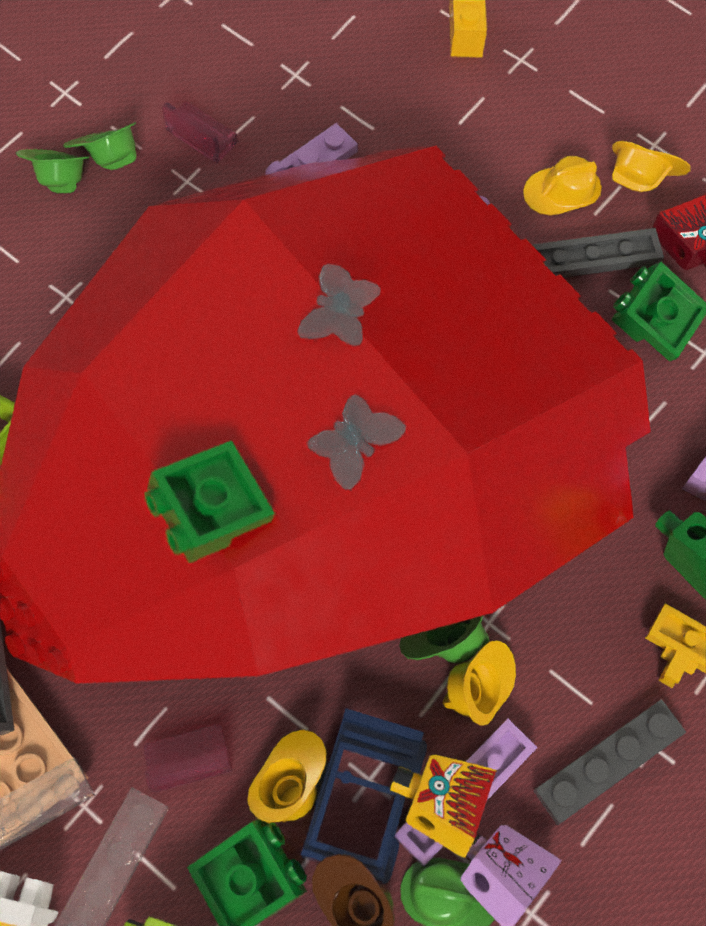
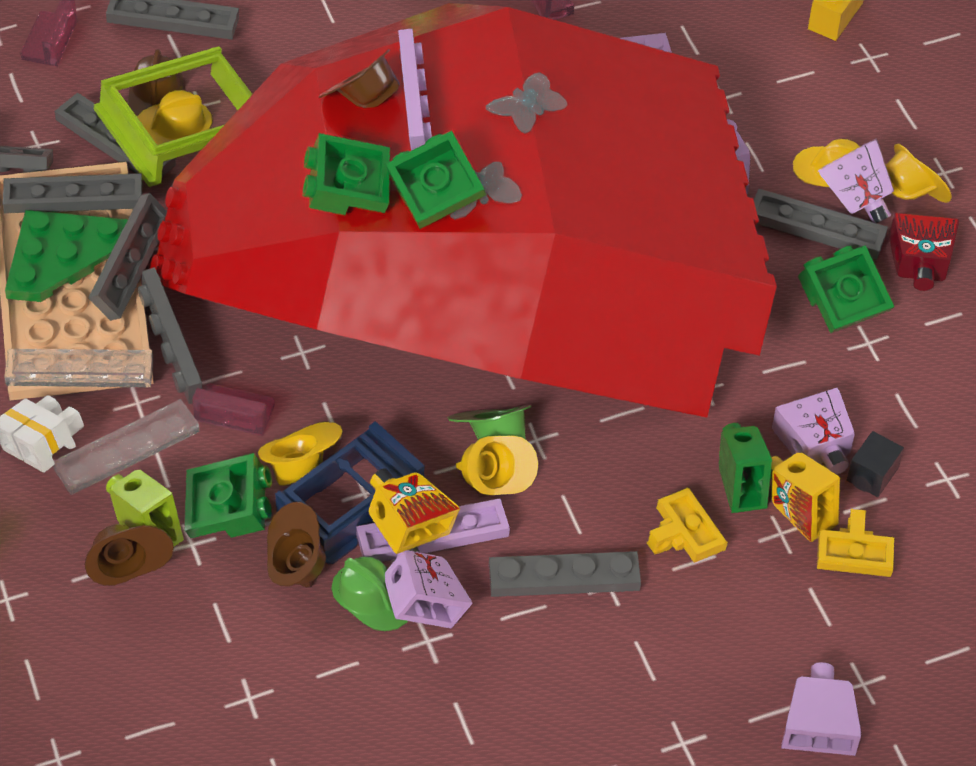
camera: 30 degrees right, 15 degrees down
(90, 732) = (164, 323): none -> dark grey plate
(154, 373) = (368, 86): none -> reddish brown piece
(228, 373) = (414, 82): none -> lavender plate
(311, 460) = (435, 179): none -> green plate
(610, 192) = (861, 180): none -> lavender torso

